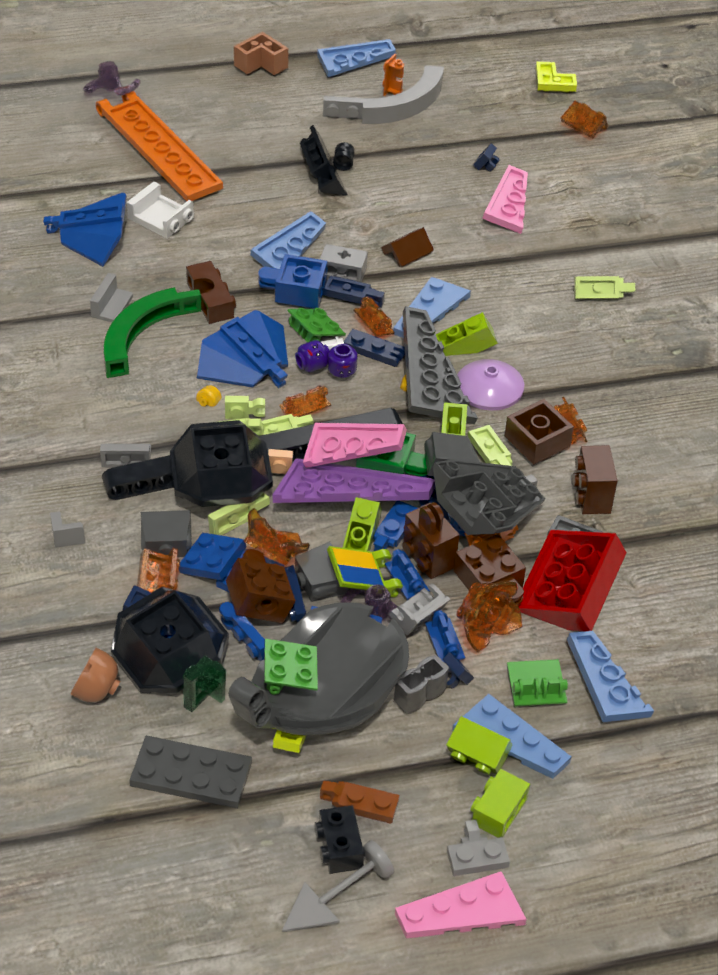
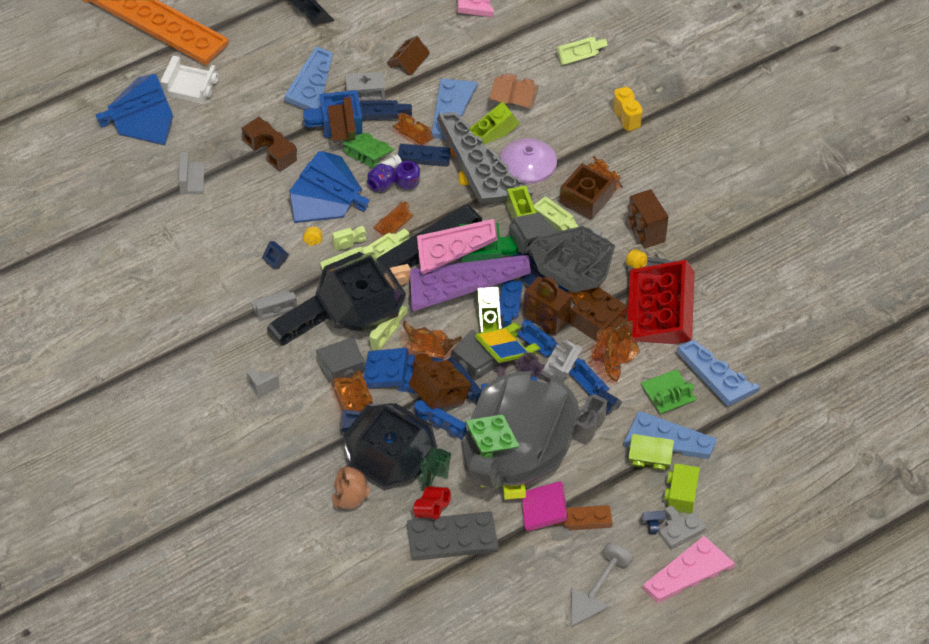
camera: 20 degrees left, 5 degrees up
(140, 316) = (224, 180): green arch -> none
(155, 403) = (275, 255): none -> dark blue tile
(183, 723) = (432, 502): none -> red axle
(294, 285) = (342, 121): none -> reddish brown panel
(317, 770) = (544, 506): none -> dark pink tile
(340, 839) = (583, 549): black brick -> none
(444, 829) = (653, 519): none -> dark blue tile
(499, 304) = (513, 90): none -> nougat brick
(564, 520) = (636, 259): none -> yellow piece
(628, 359) = (627, 108): none -> yellow brick

